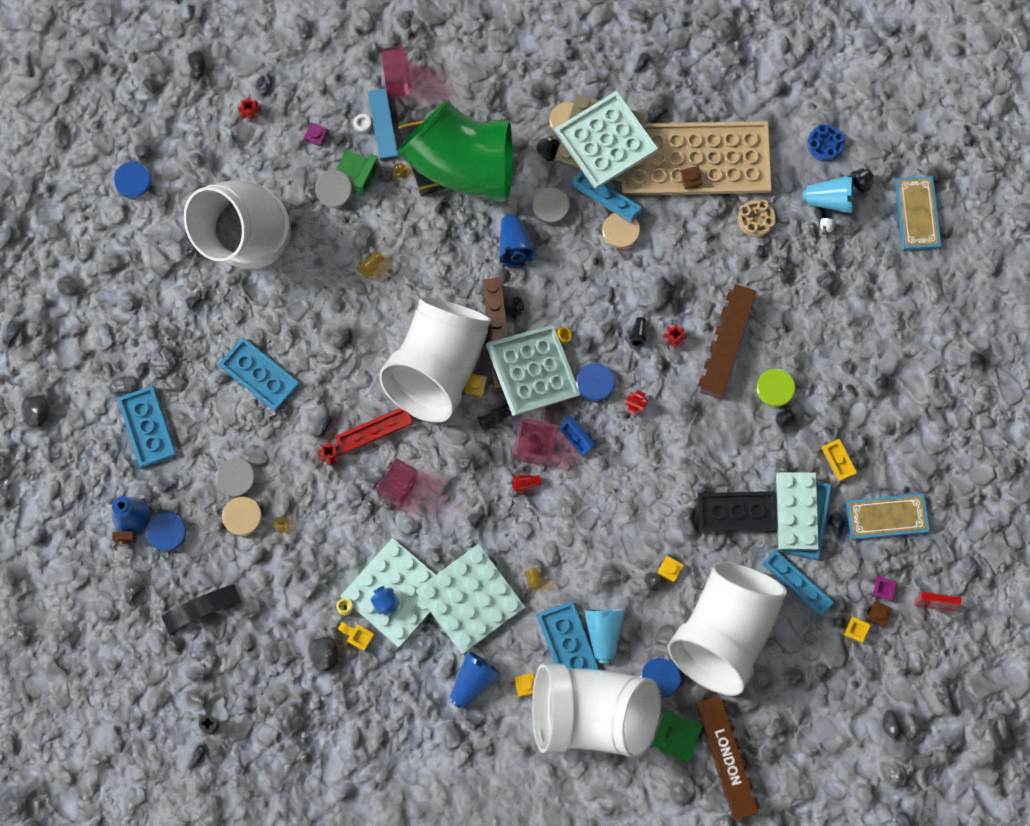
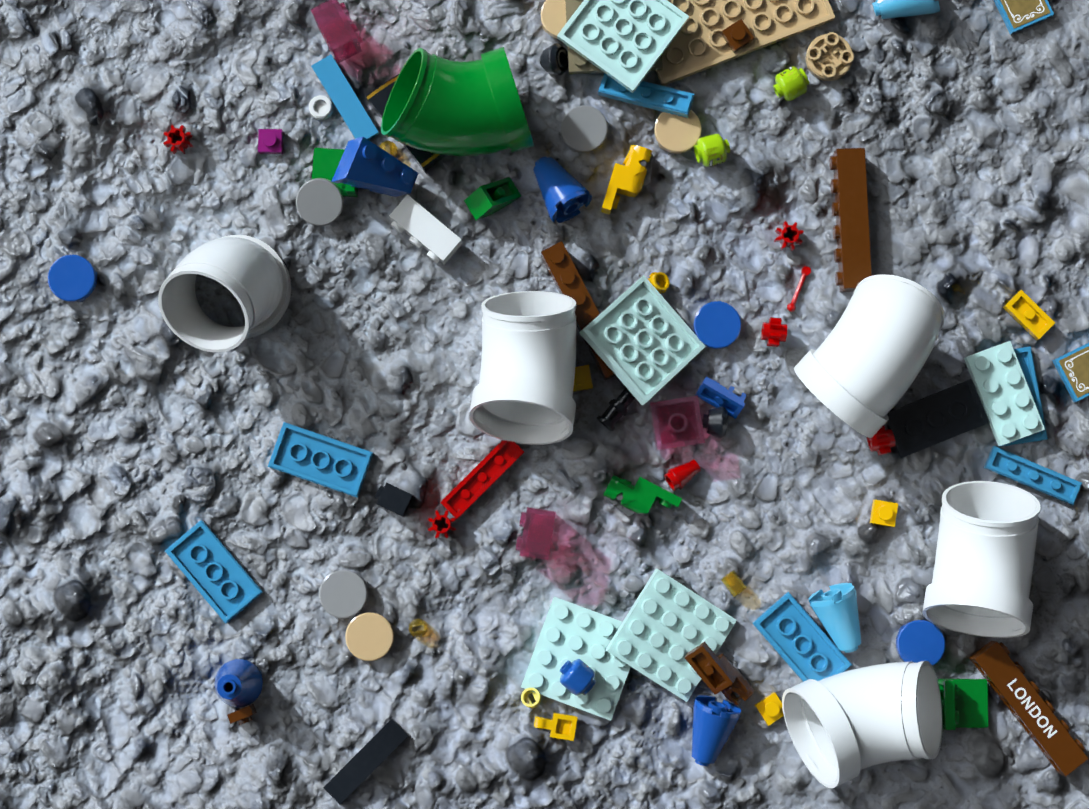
camera: 25 degrees left, 10 degrees up
(166, 531) = (288, 687): blue tile -> none
(301, 422) = (393, 499): none -> black brick
(369, 265) = (399, 279): clear yellow cone -> none
(382, 177) = (374, 169): none -> blue wedge
(403, 236) = (425, 230): none -> white brick
(462, 230) = (492, 198): none -> green slope
(487, 486) = (638, 497): none -> green plate
(494, 639) = (719, 674): none -> reddish brown plate
(566, 452) = (716, 422): none -> black cone
(569, 251) = (629, 177): none -> yellow plate
(639, 332) = (745, 247): black cone -> none
(640, 253) = (711, 150): none -> lime head
(679, 367) = (791, 307): none -> red hinge
(687, 512) = (882, 441): none -> red gear
(702, 436) = (874, 351): none -> white cylinder
(719, 226) = (791, 83): none -> lime head
(775, 388) = (926, 255): lime tile -> none
(827, 225) = (914, 34): white hinge -> none

